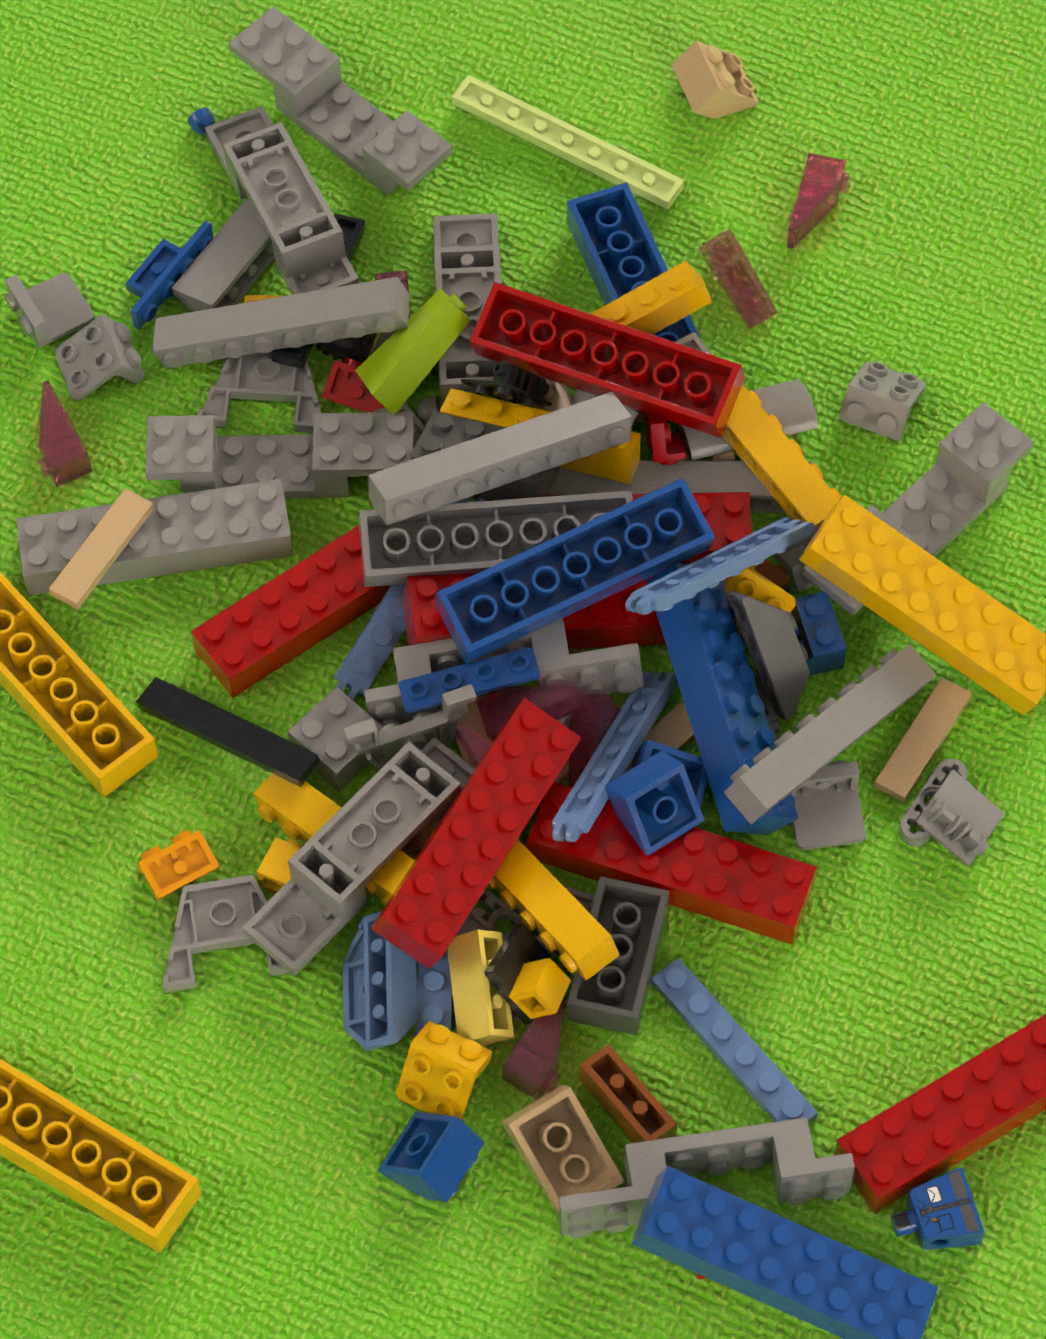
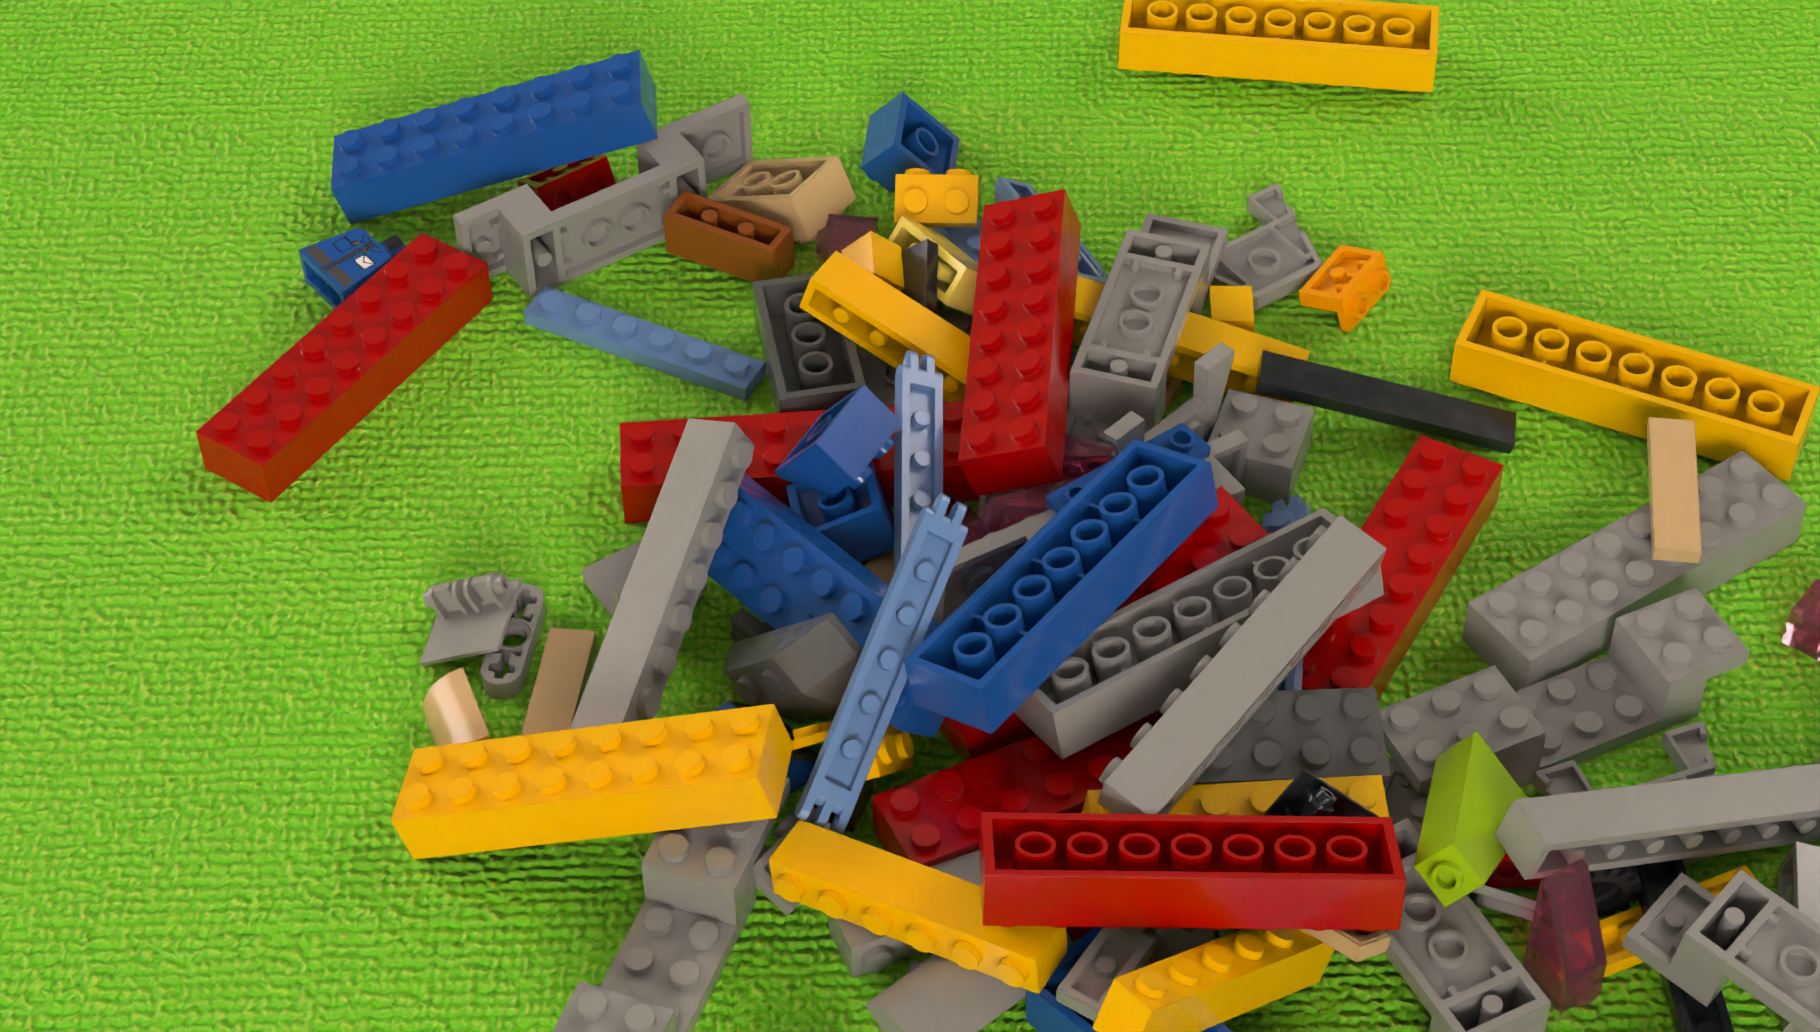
camera: 155 degrees right, 15 degrees down
(997, 735) = (453, 711): none -> tan brick

